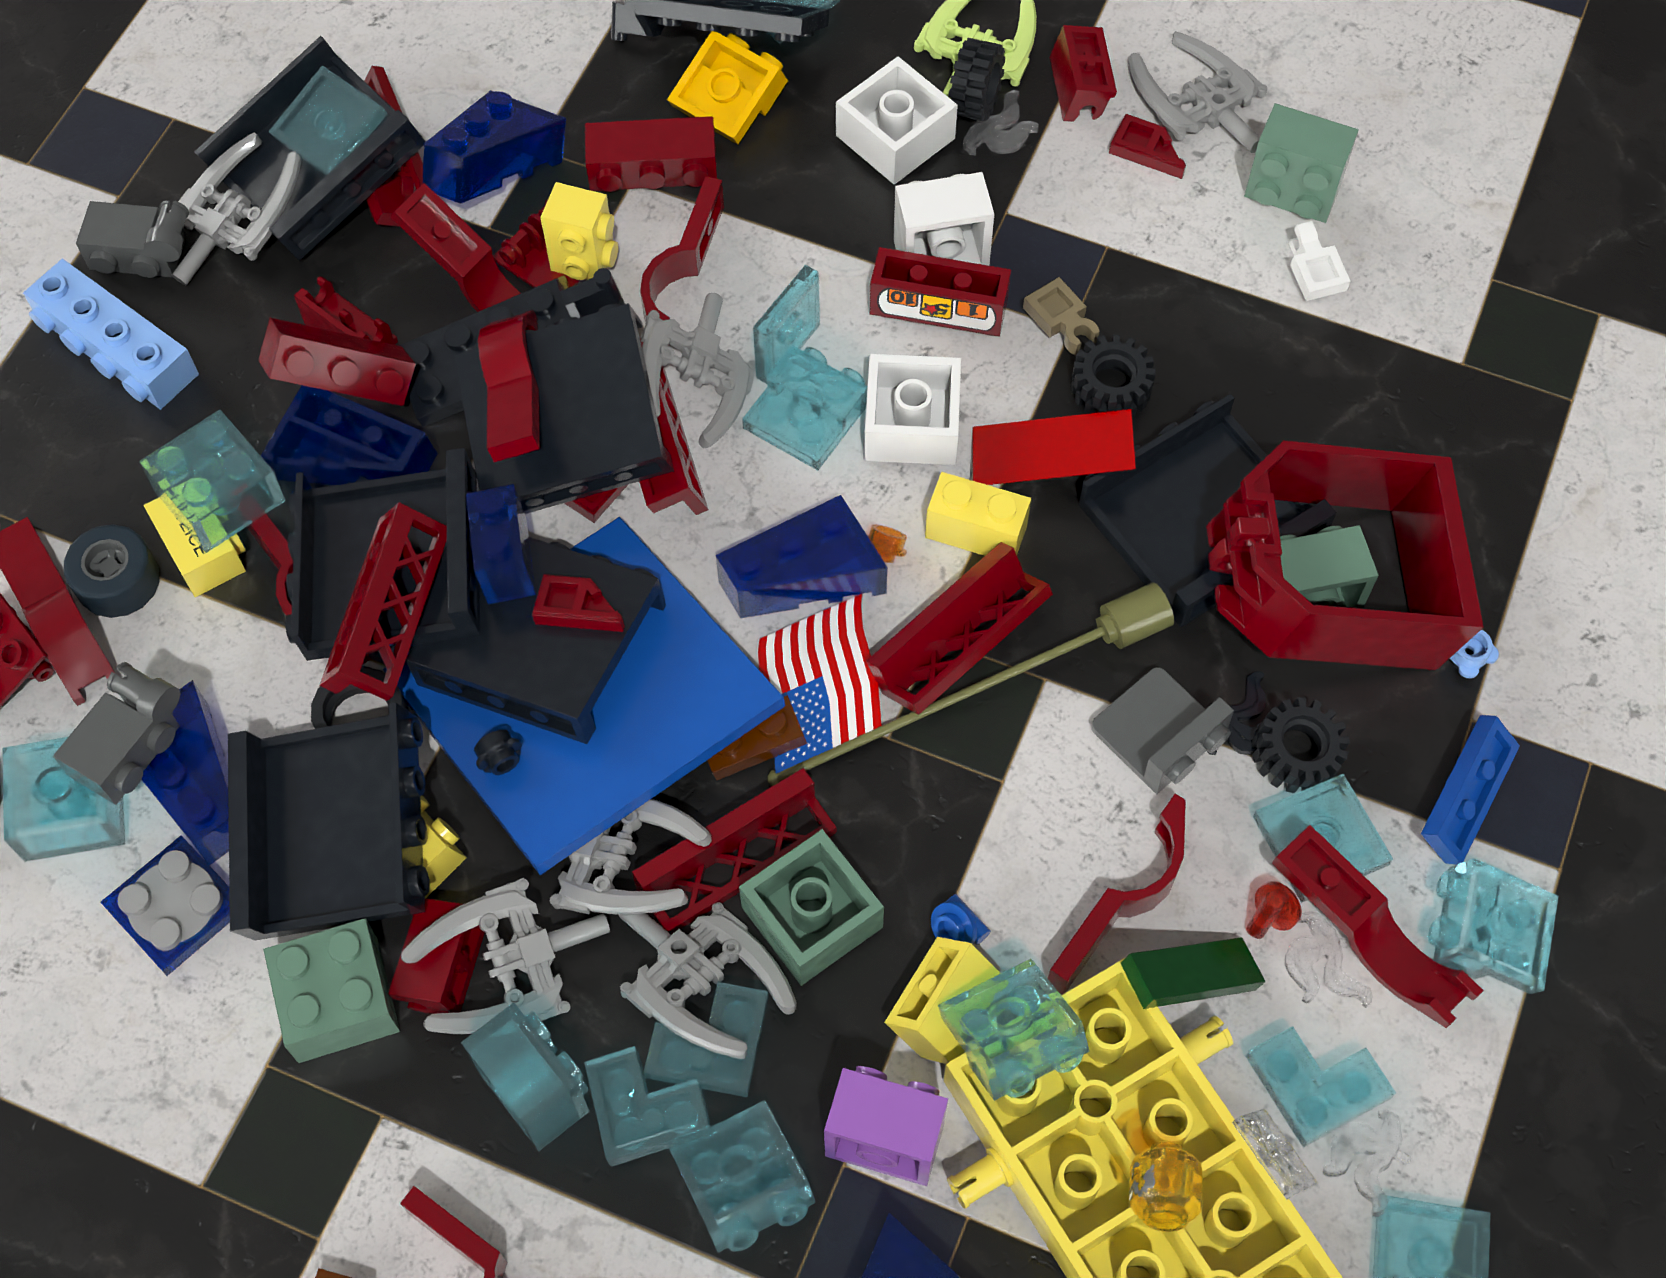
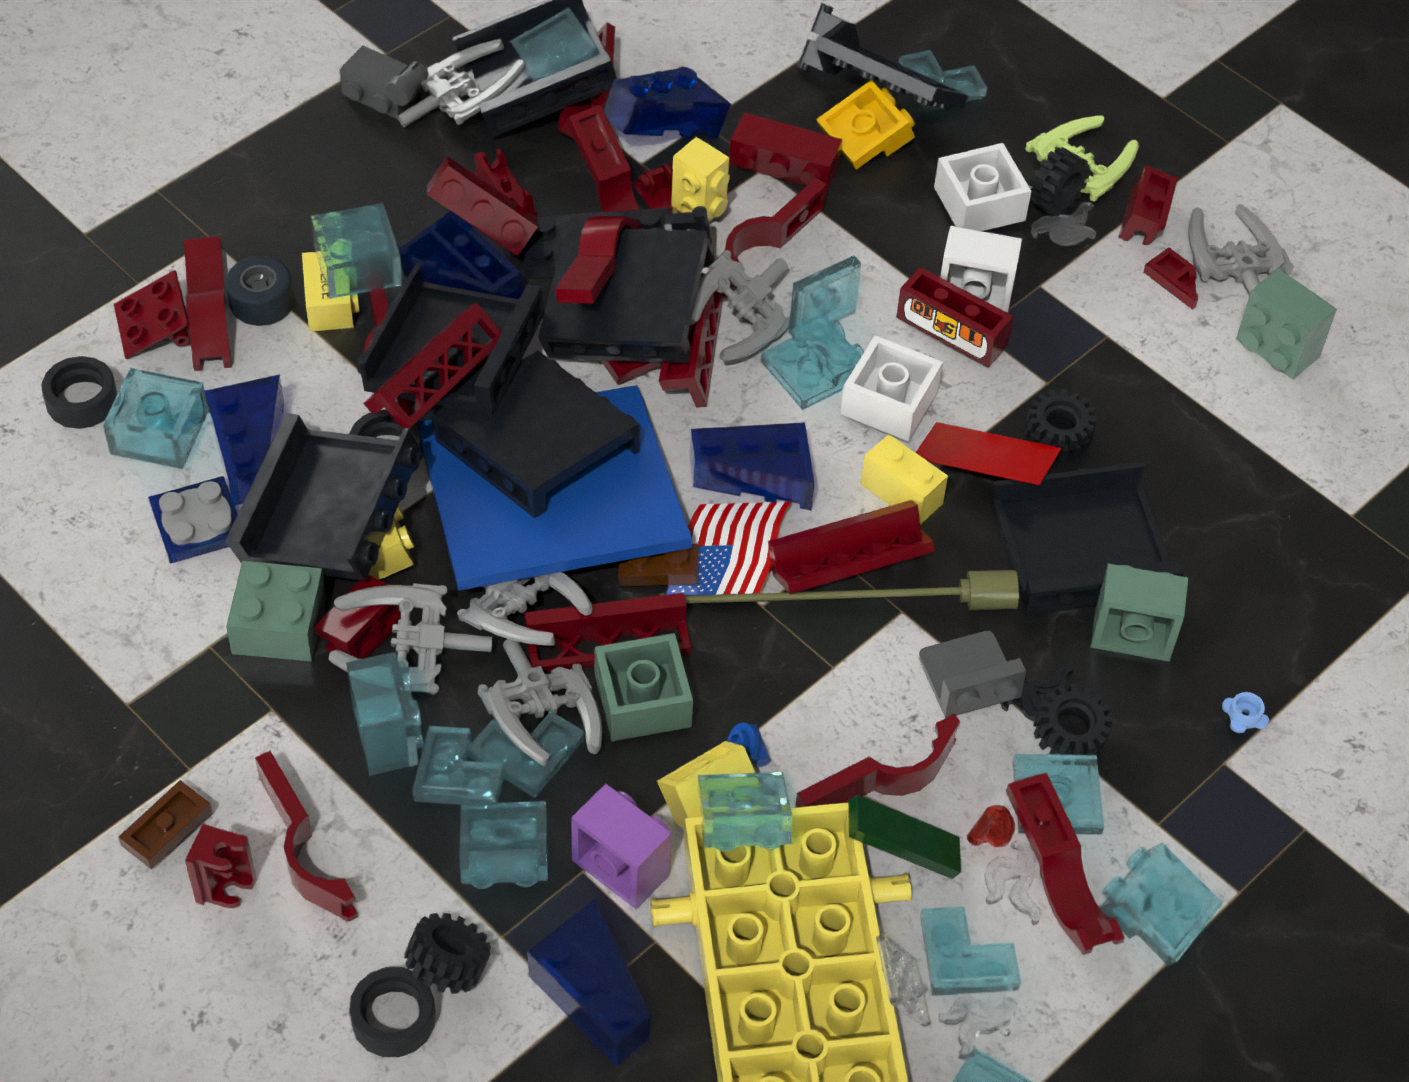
camera: 20 degrees right, 10 degrees down
(110, 334) = (335, 139): light blue brick -> none
(121, 737) = (211, 386): dark grey hinge -> none
(497, 752) = (467, 497): black plate -> none
(500, 544) = (536, 359): clear blue brick -> none
(574, 604) = (569, 418): dark red tile -> none
(888, 542) = (826, 473): clear orange plate -> none
(1060, 310) = (1042, 363): dark tan plate -> none
(1166, 1187) = (801, 953): clear yellow head -> none
(1316, 268) = (1264, 405): white plate -> none
(1429, 542) = (1143, 651): dark red container -> none
(1470, 789) = (1193, 803): blue plate -> none

